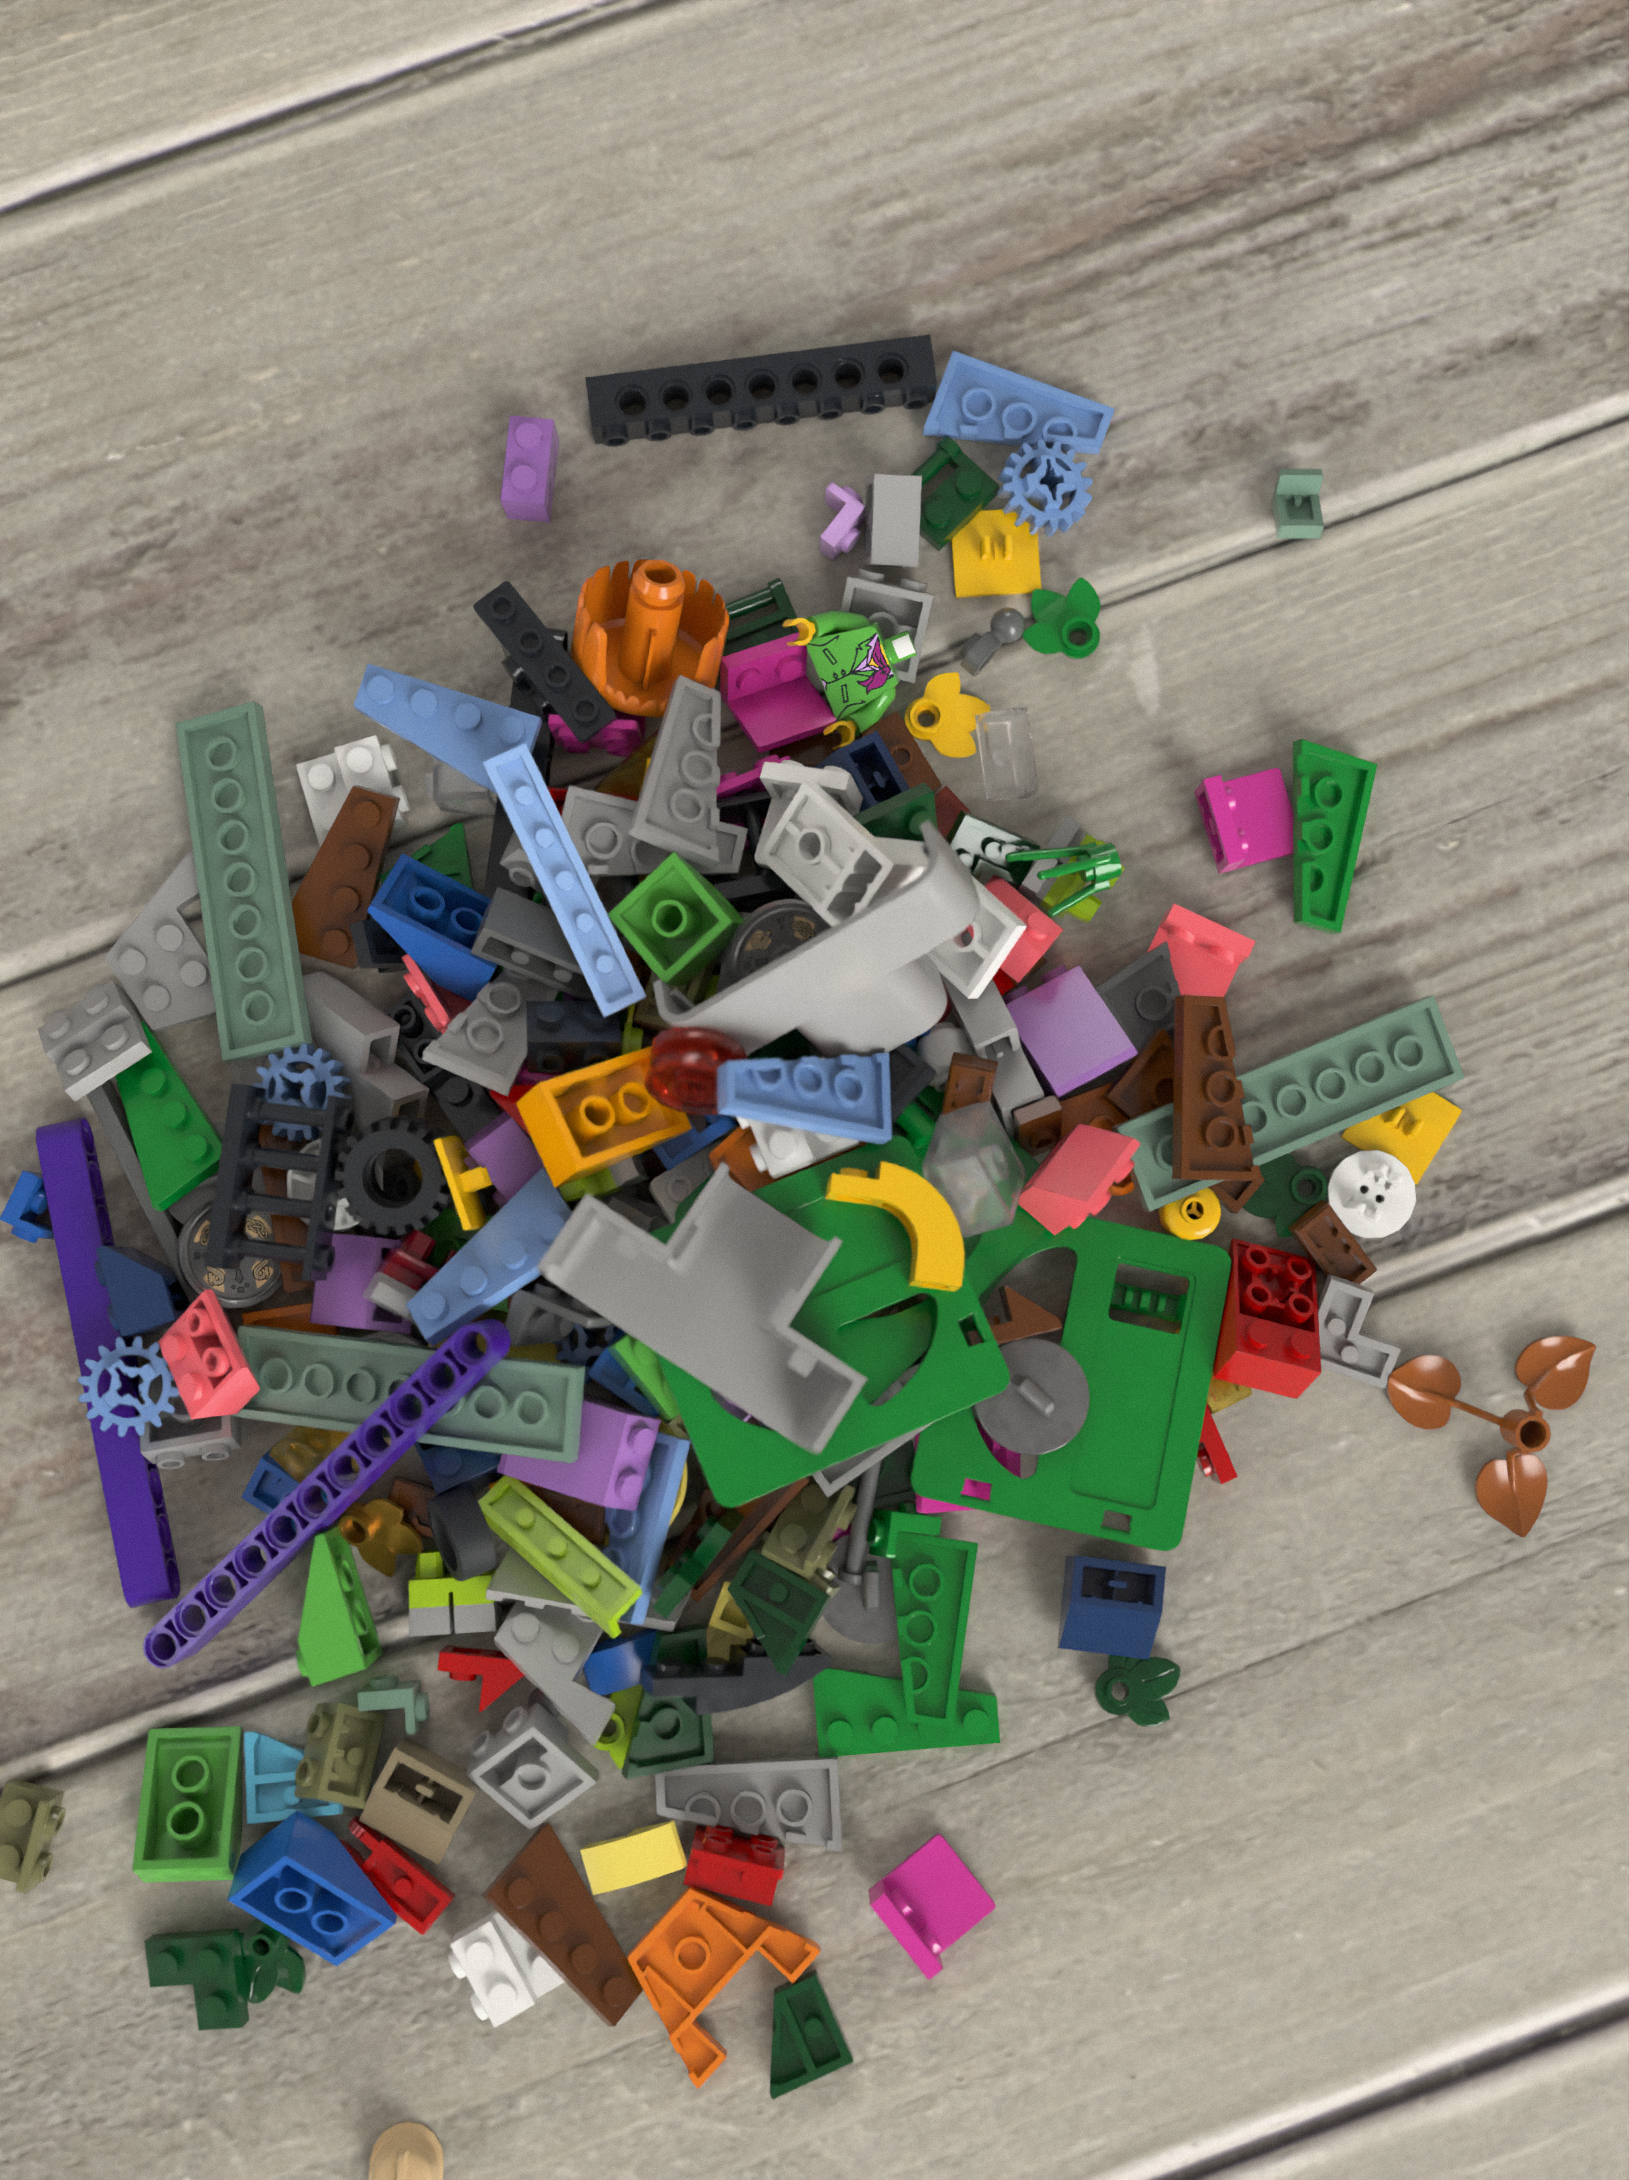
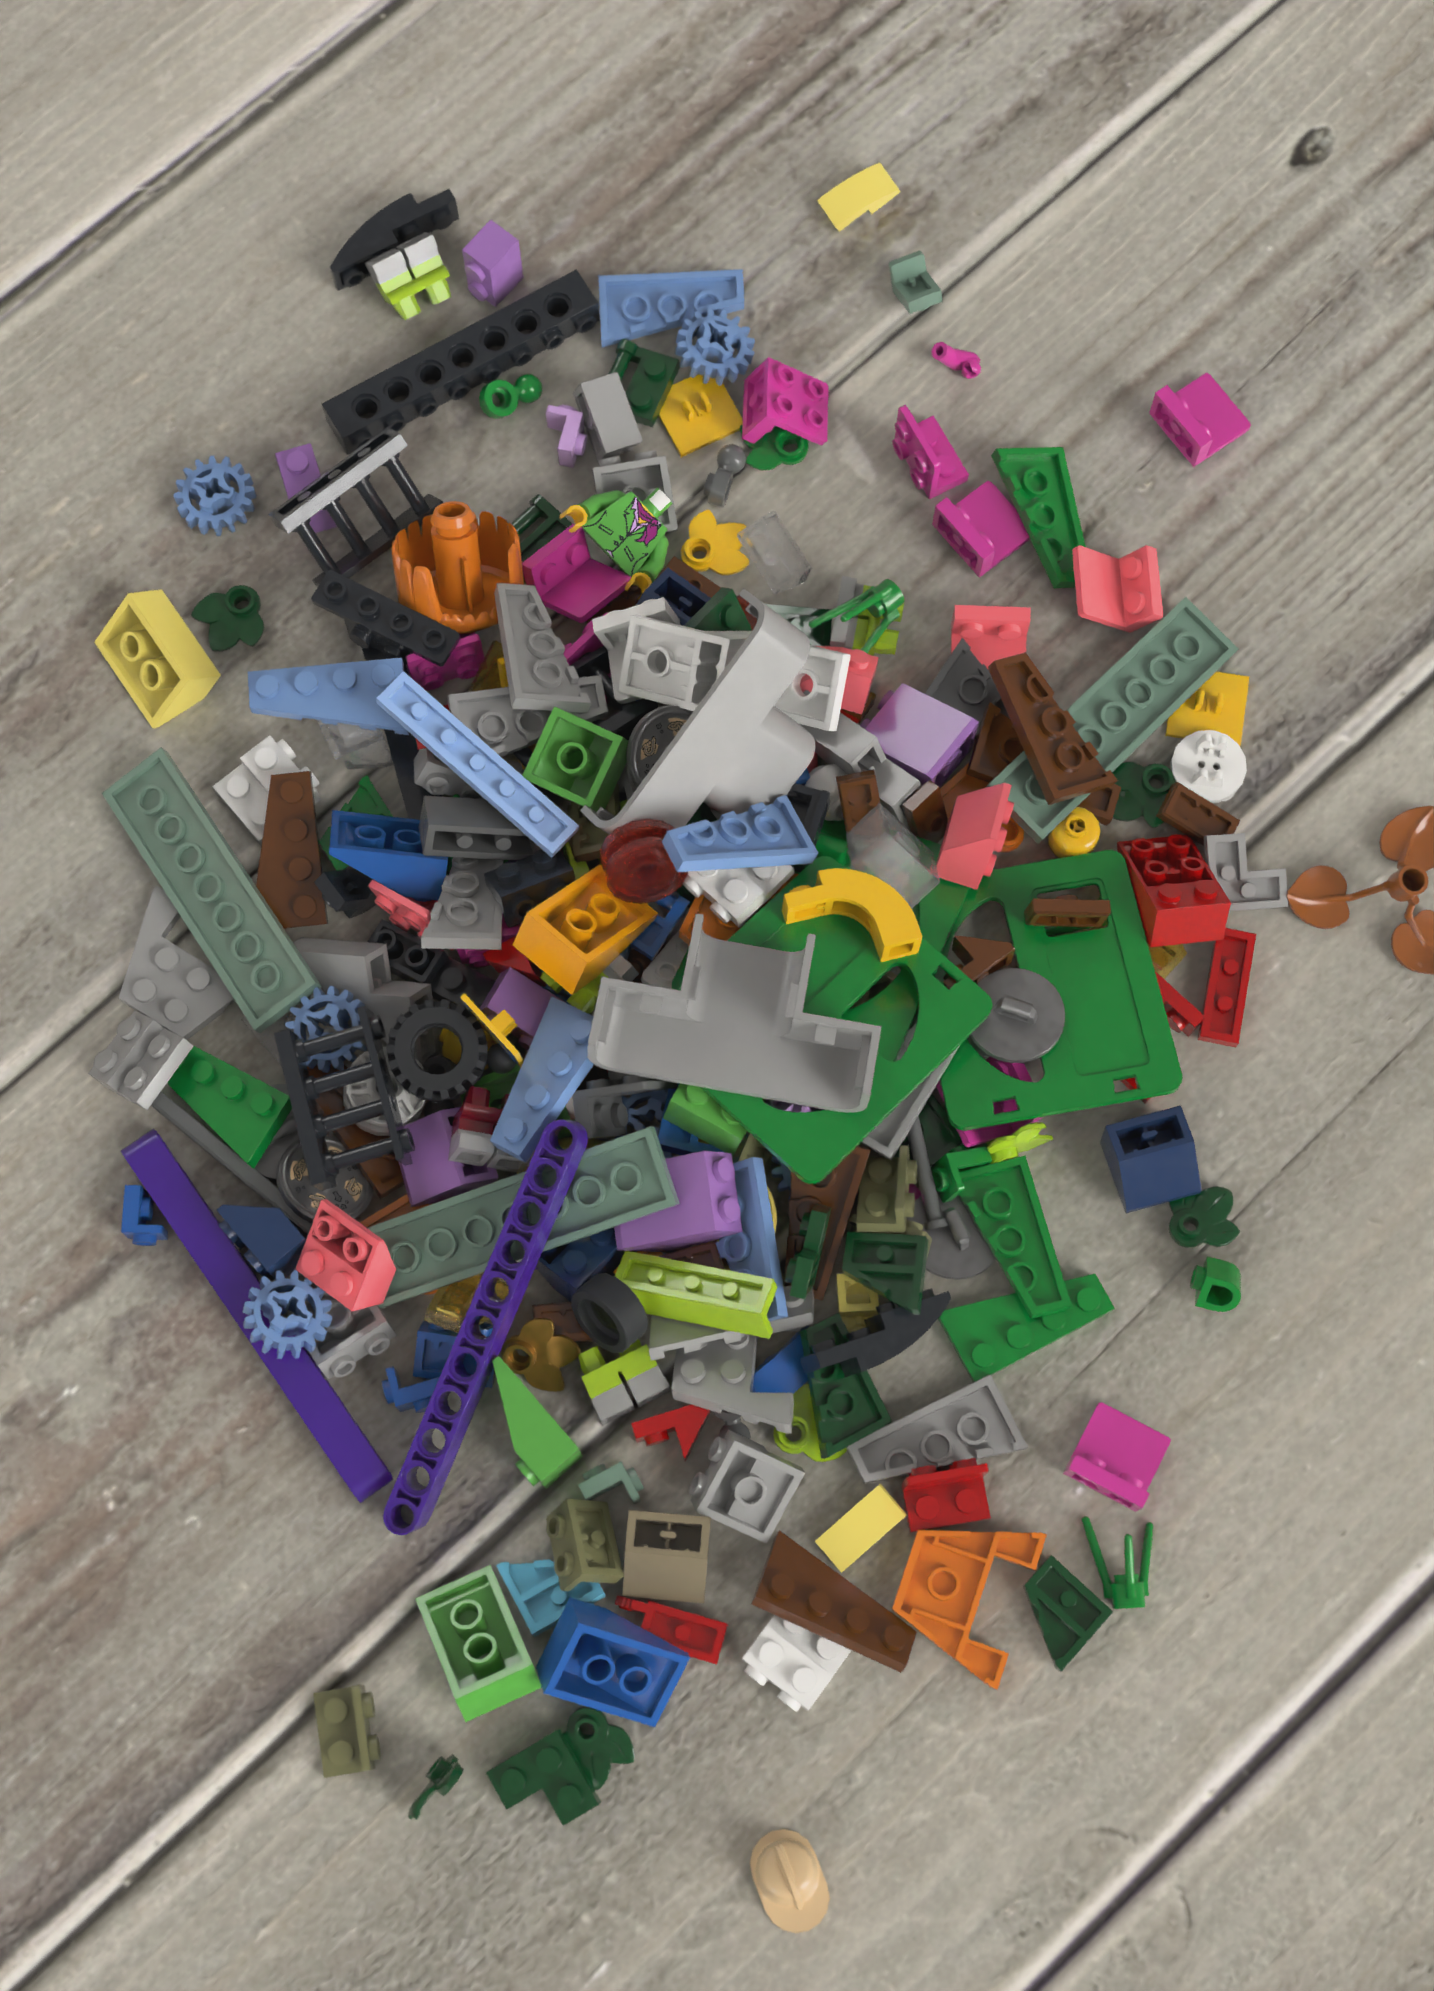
camera: 20 degrees left, 10 degrees down
(97, 1929) = (442, 1778): none -> dark green plate
(221, 1518) = (409, 1397): none -> blue bracket
(295, 593) = (156, 656): none -> light yellow slope
(387, 584) = (228, 622): none -> dark green plate
(428, 453) = (215, 496): none -> medium blue gear
(577, 476) = (325, 494): none -> black fence
(725, 209) = (389, 229): none -> black slope
(764, 270) = (408, 271): none -> hips
(819, 449) = (526, 389): none -> green plate
(839, 289) = (492, 263): none -> medium lavender brick
(882, 2040) = (1128, 1588): none -> green plant
(959, 1527) = (1021, 1141): none -> lime plate
(1094, 584) = (784, 399): none -> dark pink bracket
(1118, 1768) = (1216, 1285): none -> green plate
(1140, 1302) = (1067, 911): none -> reddish brown plate
(1226, 710) = (928, 453): none -> dark pink bracket
(1278, 1450) = (1227, 988): none -> red plate
(1282, 372) = (857, 194): none -> light yellow slope
(1307, 613) = (957, 359): none -> dark pink arm
(1364, 955) = (1118, 591): none -> coral bracket
(1544, 793) = (1198, 418): none -> dark pink bracket

